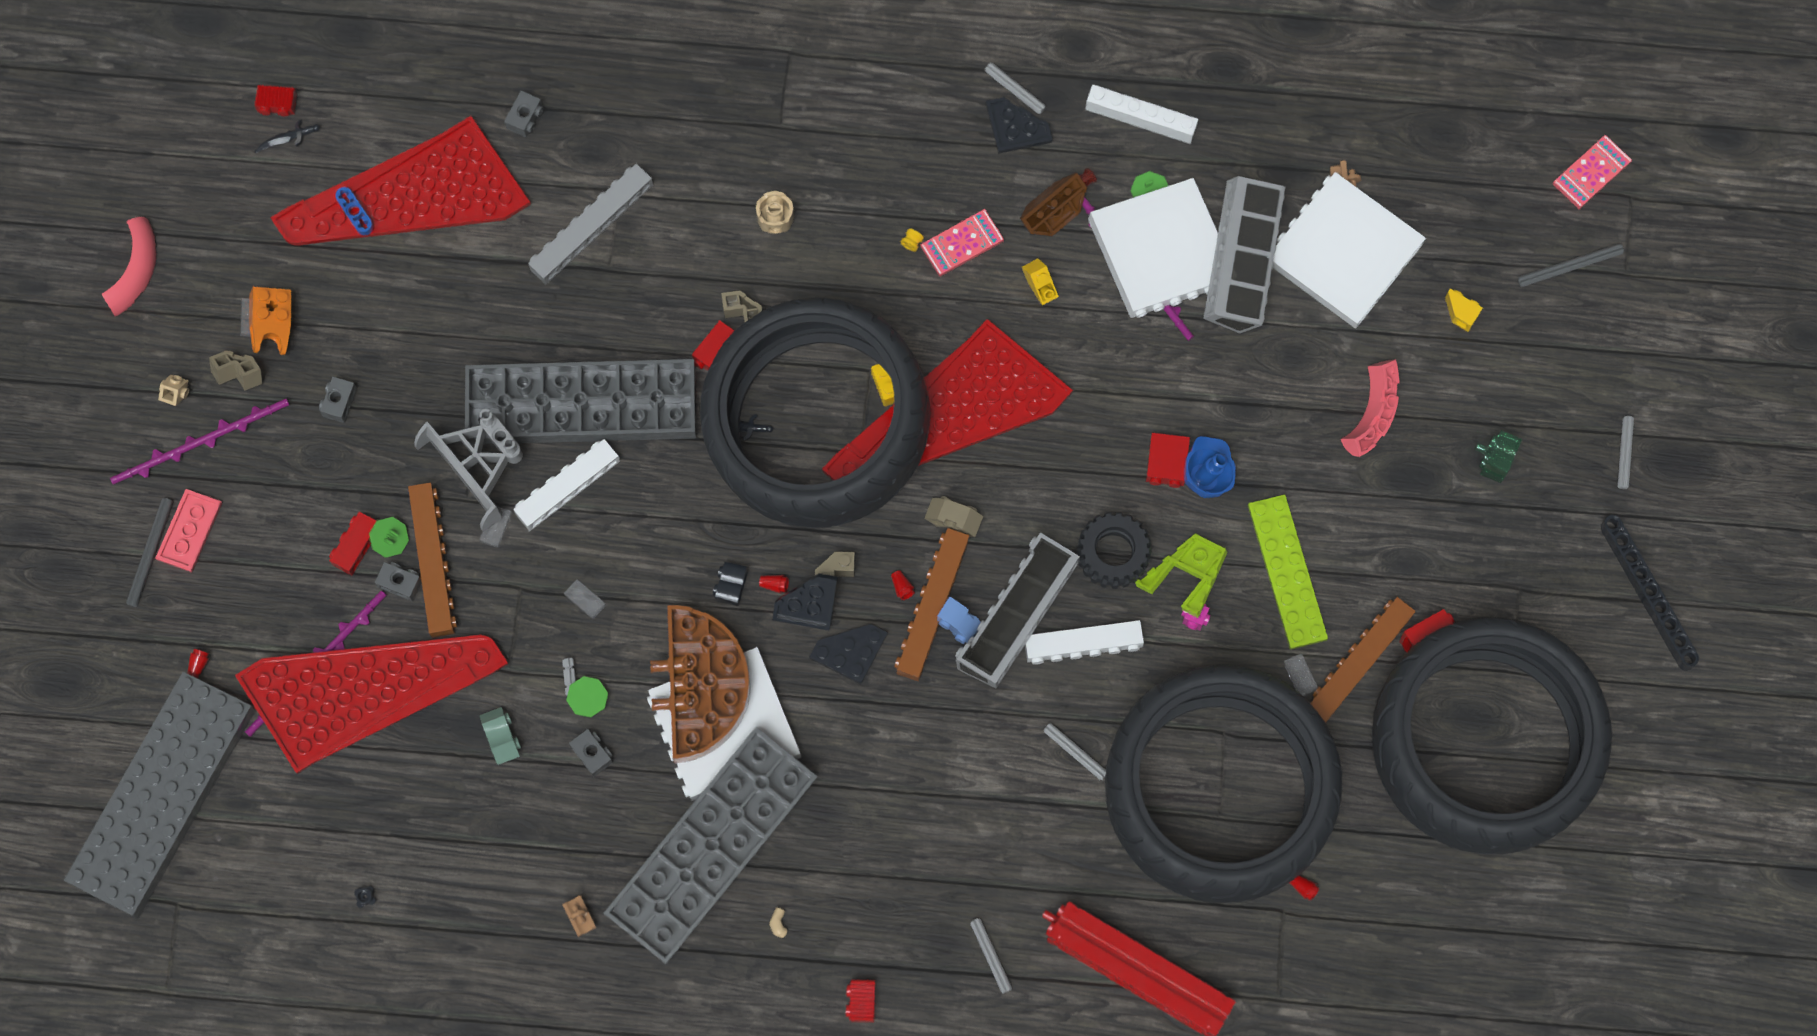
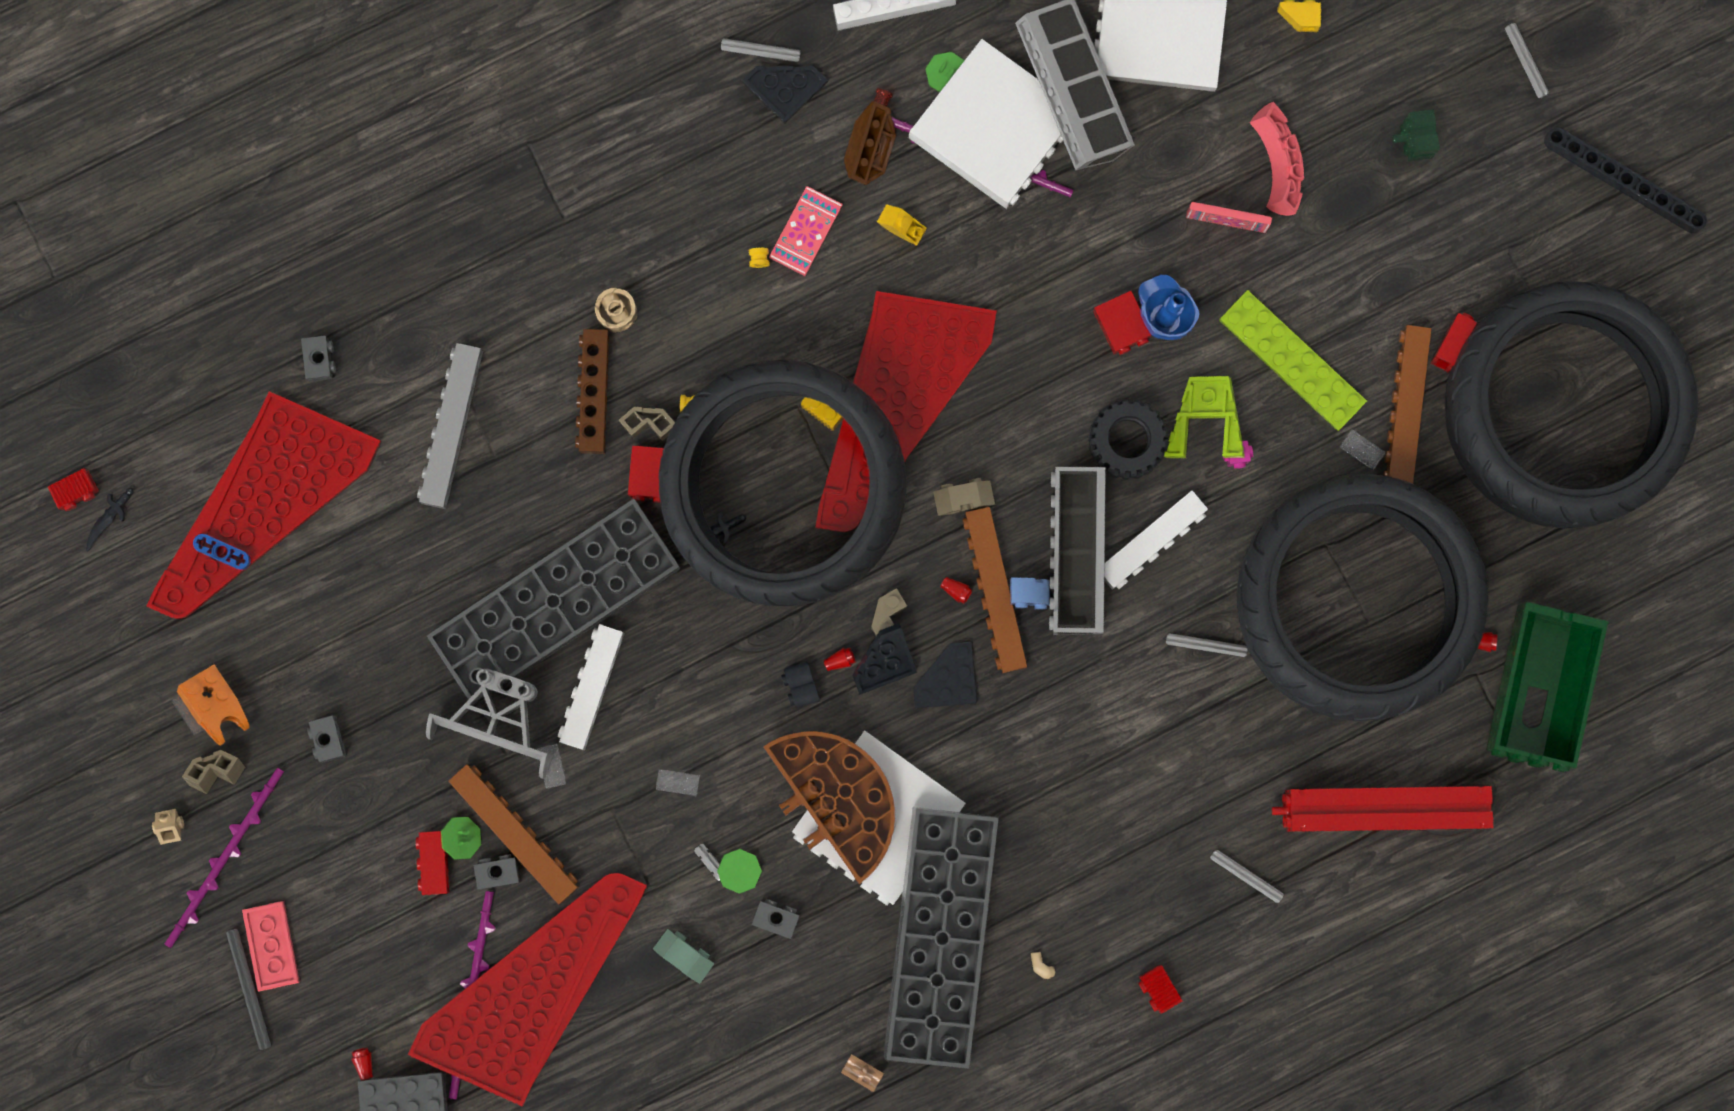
camera: 30 degrees left, 10 degrees up
(139, 269) = (56, 731): coral brick -> none
(694, 303) = (596, 443): none -> reddish brown brick
(1304, 427) = (1228, 217): none -> coral tile
(1353, 928) = (1552, 654): none -> dark green panel

